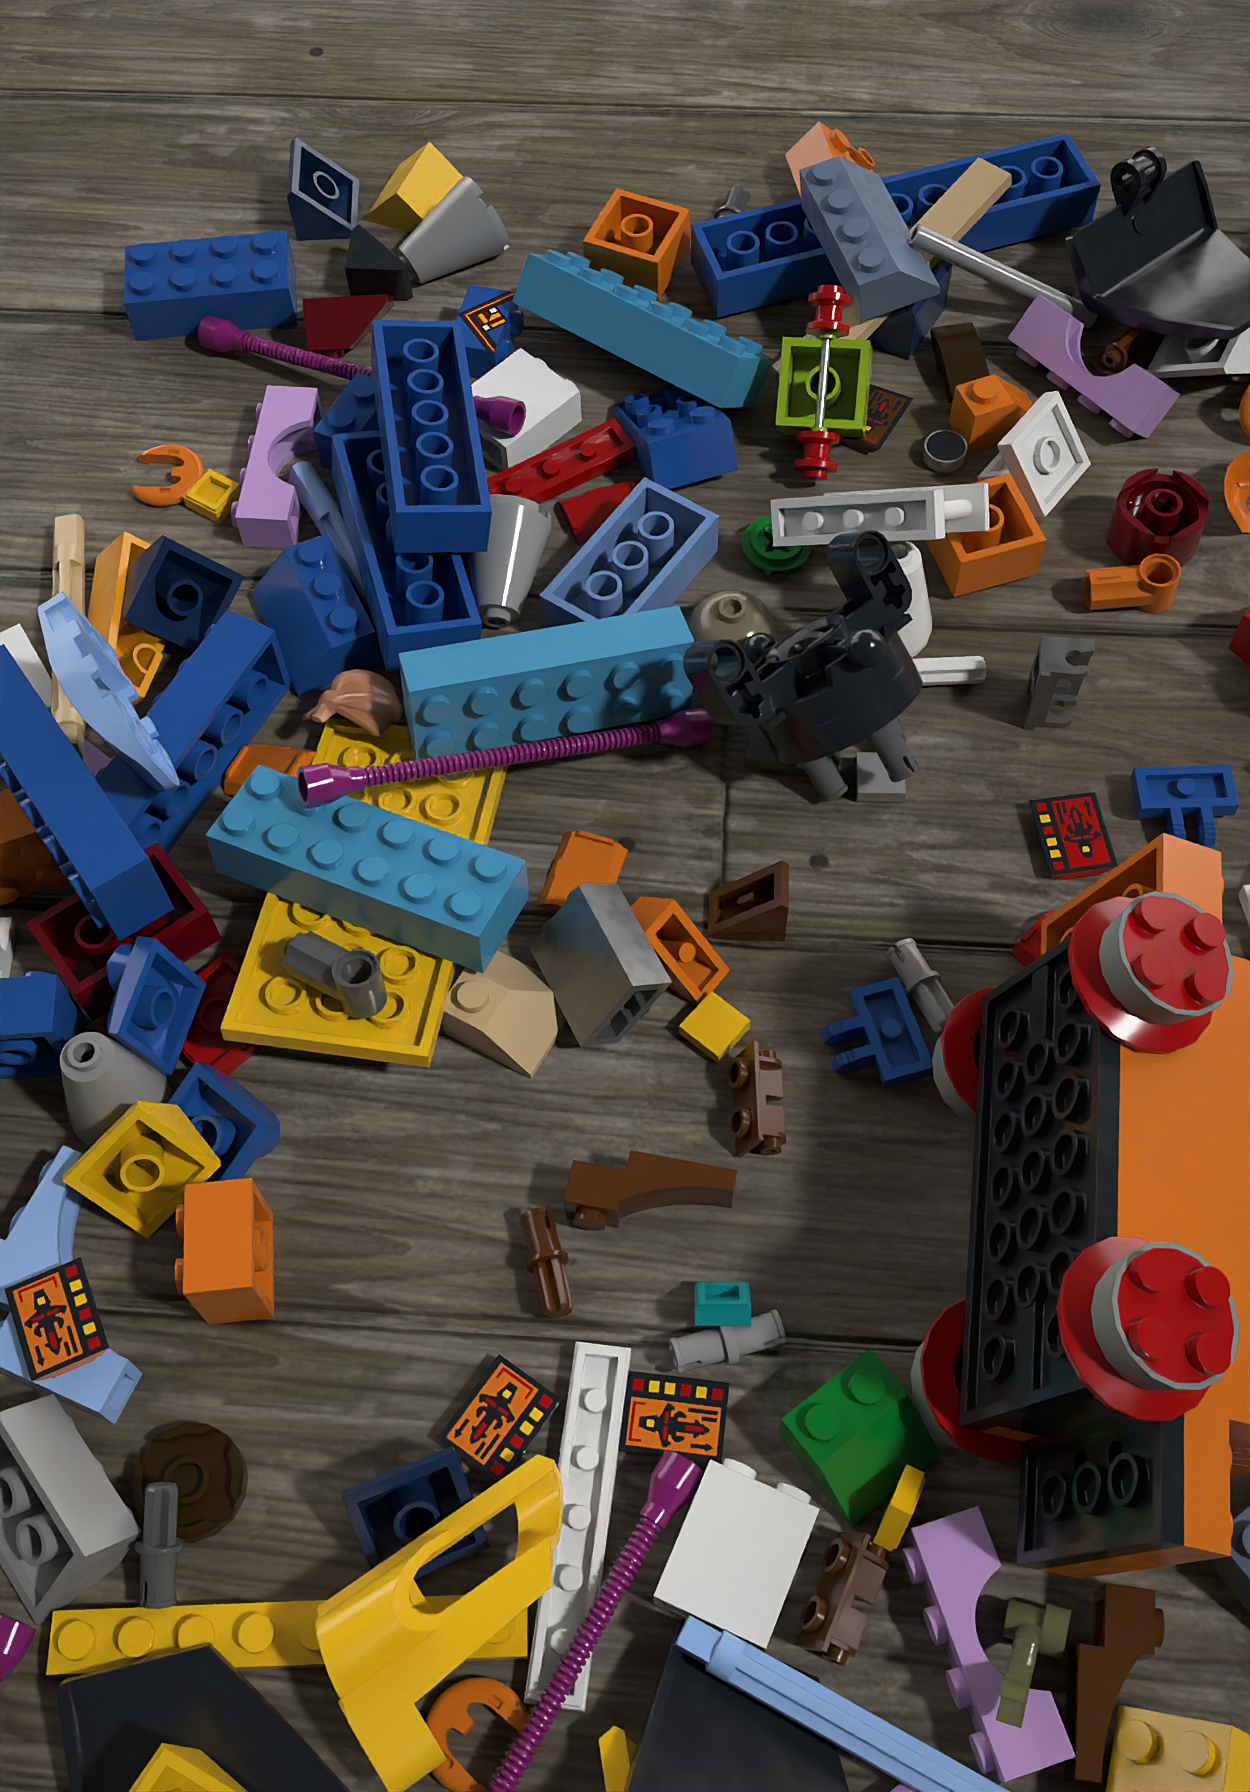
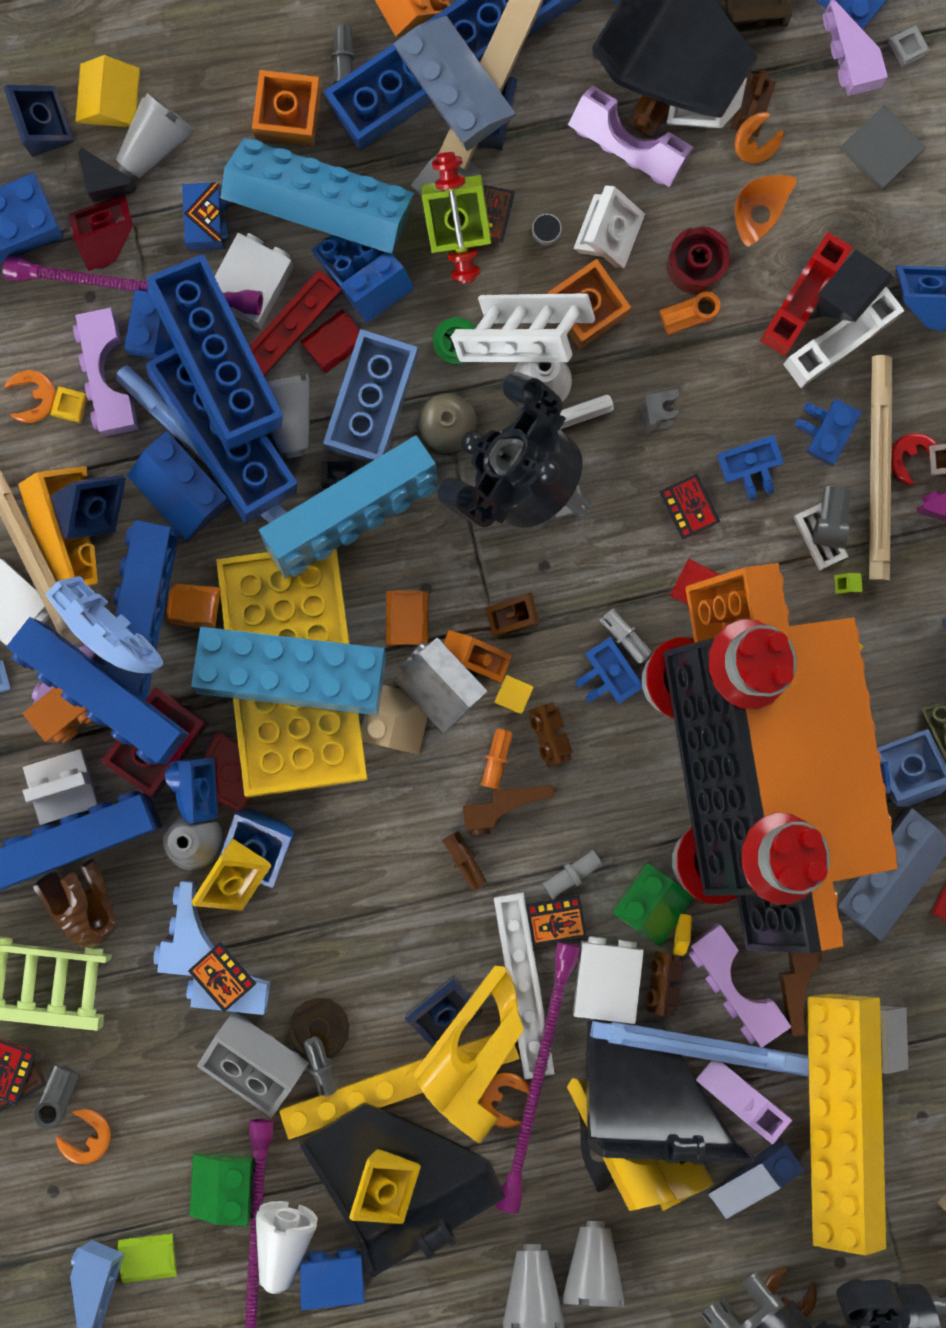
camera: 20 degrees left, 25 degrees up
(226, 1251) = (295, 913): orange brick -> none
(328, 782) = (253, 636): magenta hose -> none
(346, 975) = (296, 745): dark grey piece -> none
(362, 698) = (234, 547): nougat hat -> none
(499, 1419) = (467, 949): piece -> none
(656, 1113) = (497, 758): none -> orange axle
(722, 1304) = (564, 856): teal tile -> none
(958, 355) = (539, 147): dark brown slope -> none
(987, 410) = (573, 190): orange slope -> none
(996, 272) = (549, 78): light grey piece -> none
(1033, 1632) = (760, 971): olive brick -> none

